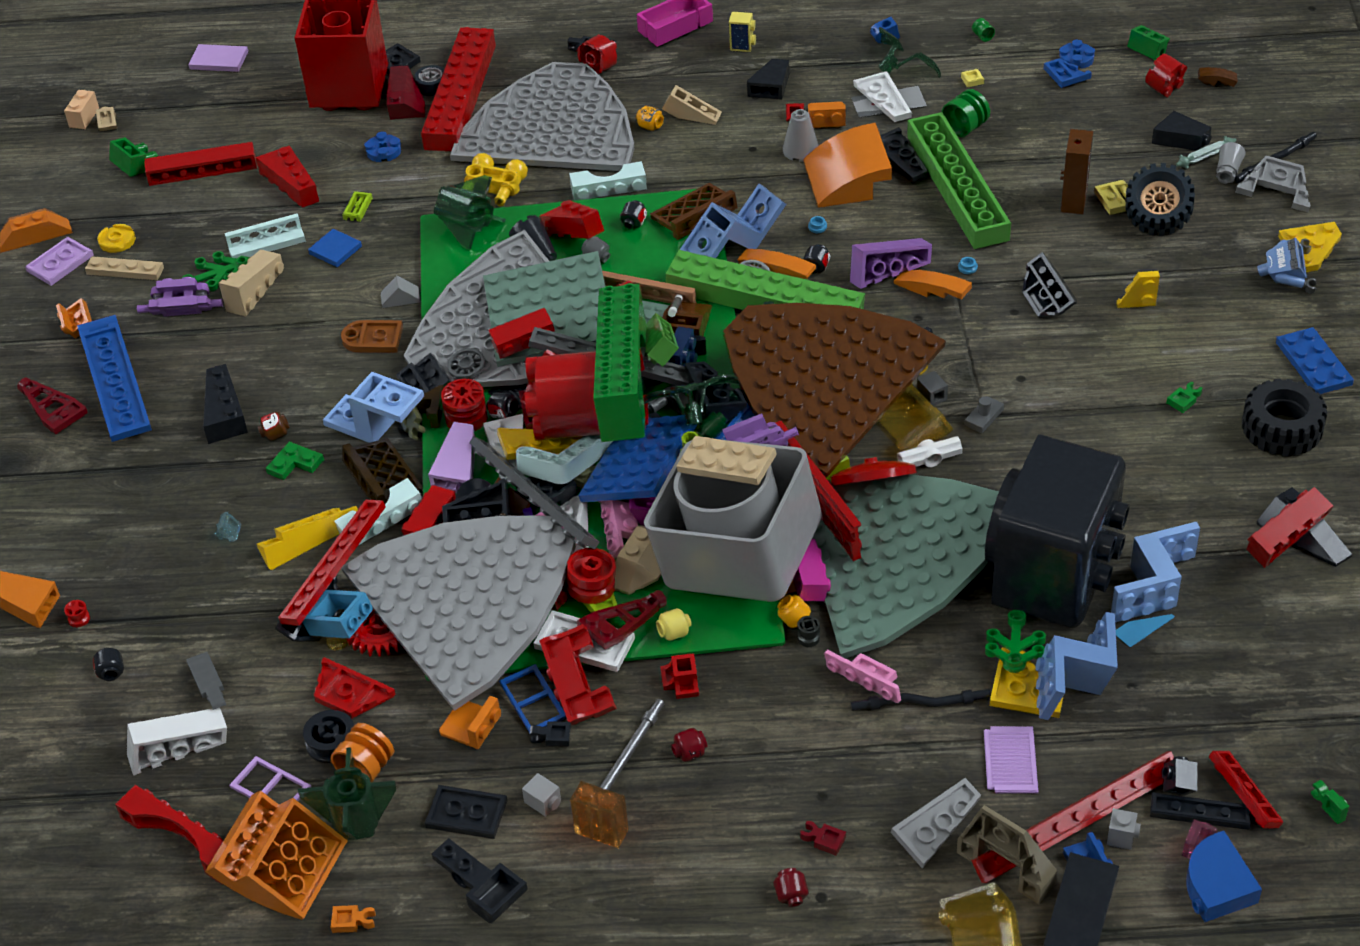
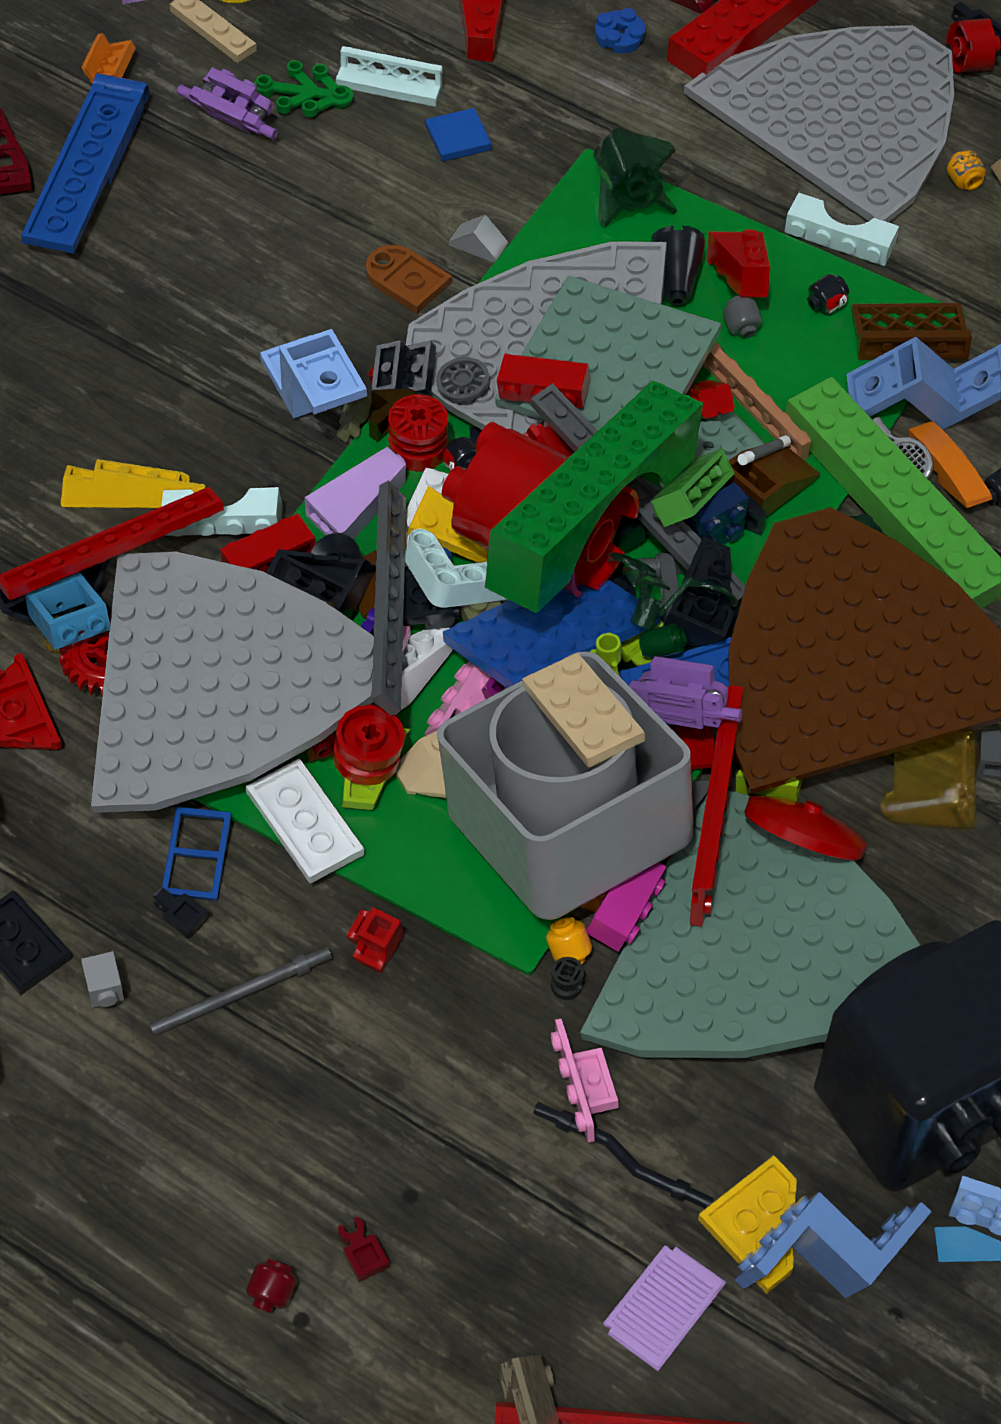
camera: 30 degrees right, 10 degrees up
(221, 409) = (169, 268): black wedge -> none
(228, 527) = (55, 425): clear light blue tile -> none
(250, 282) = (326, 125): tan wedge -> none
(273, 426) = (202, 328): reddish brown head -> none
(291, 457) = (194, 379): green plate -> none
(360, 206) = (531, 95): lime tile -> none
(367, 477) = (249, 448): dark brown fence -> none
(472, 722) = (107, 839): orange bracket -> none
(504, 181) = (701, 142): yellow piece -> none
(569, 677) = (248, 857): red bracket -> none
(599, 814) = (134, 1048): clear orange brick -> none
(606, 634) = (326, 821): dark red plate -> none
(673, 624) = (416, 867): light yellow head -> none
(689, 744) = (312, 1029): dark red head -> none
(931, 452) = (915, 839): white piece -> none
(933, 823) = (501, 1322): light grey wing -> none
(1014, 661) = (792, 1164): green plant -> none

